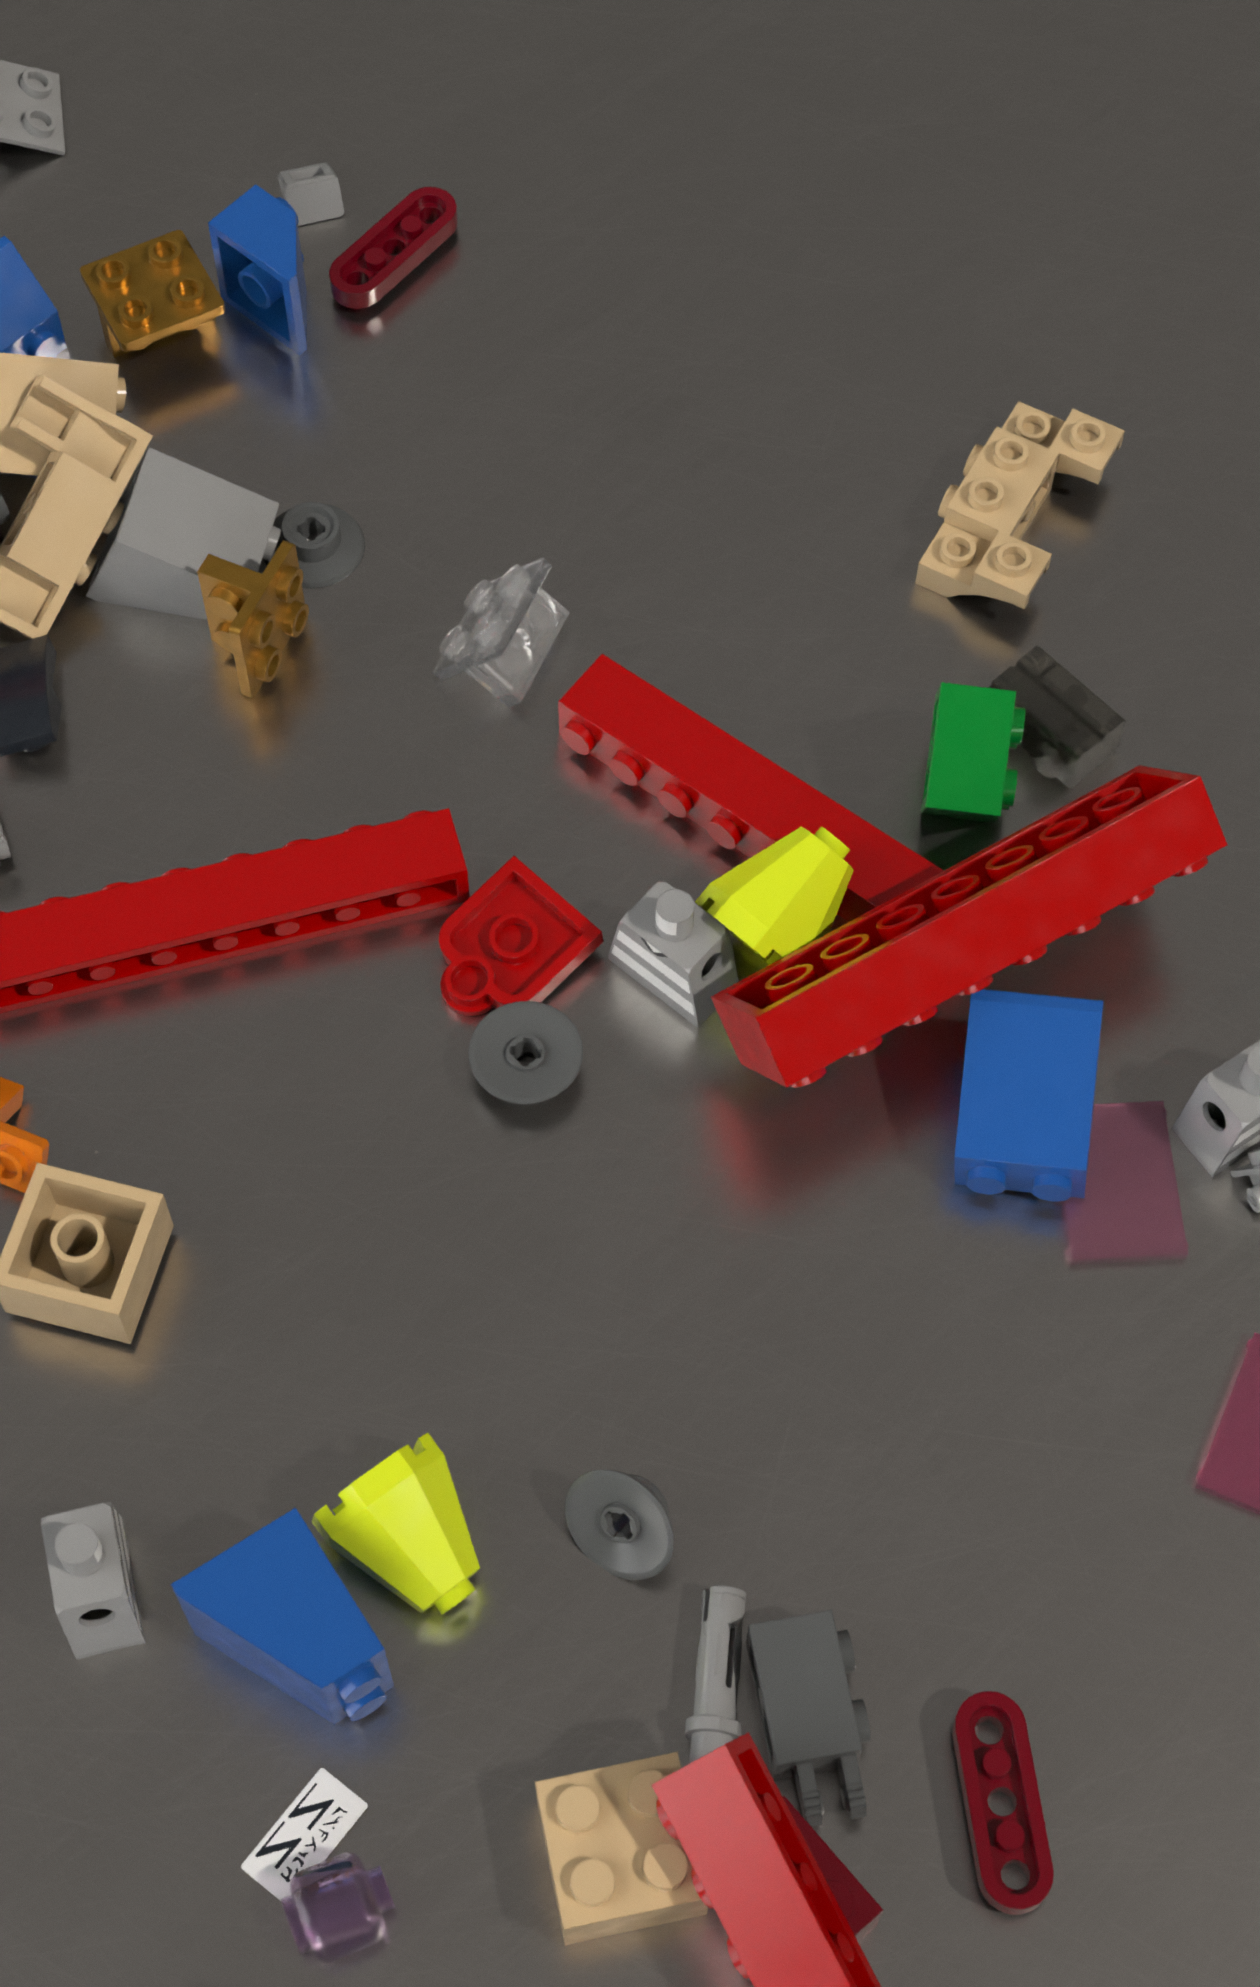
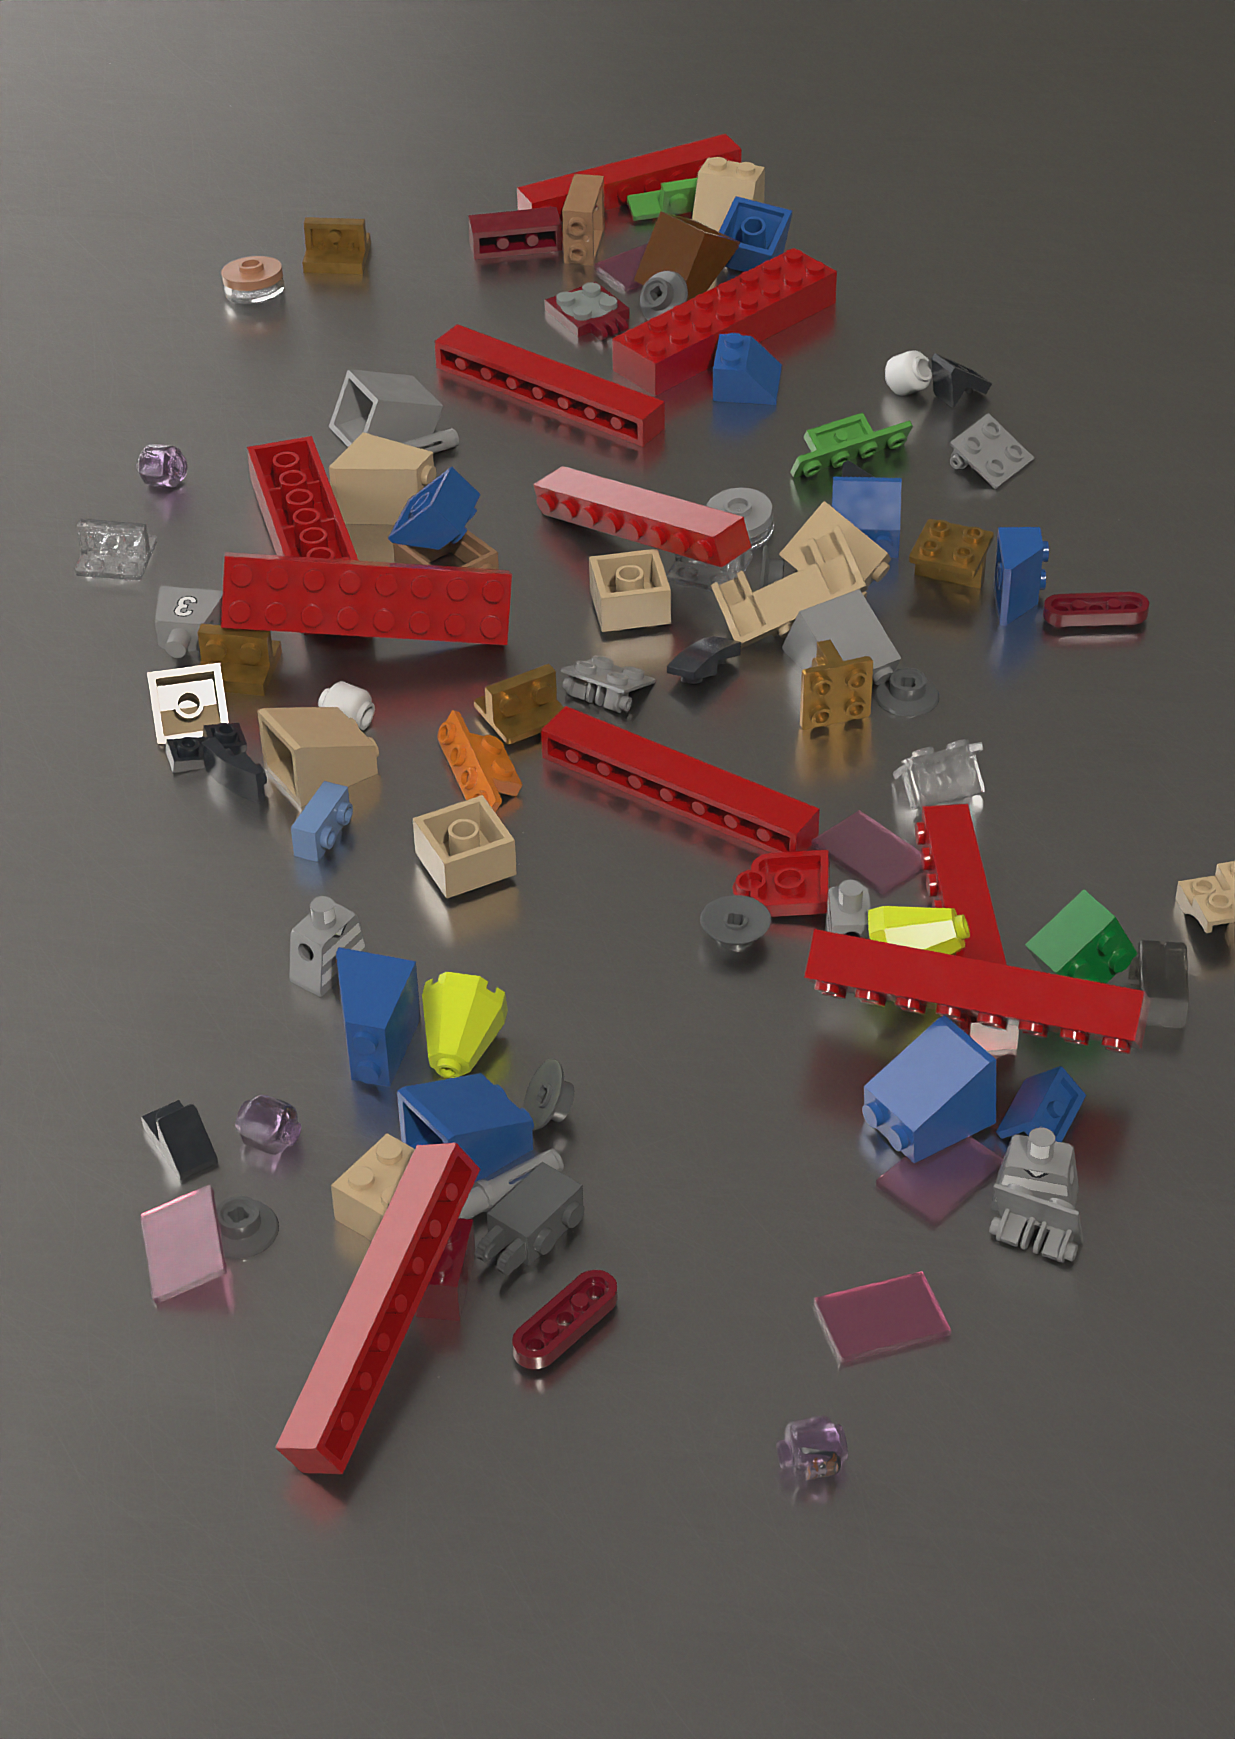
camera: 50 degrees right, 20 degrees down
(304, 1833) = (306, 1101): white sticker -> none
(312, 192) = (1088, 569): light grey slope -> none
(537, 809) = (870, 852): none -> clear pink piece
(590, 1666) = (466, 1113): none -> blue slope
(1136, 998) = (1044, 1102): none -> blue panel

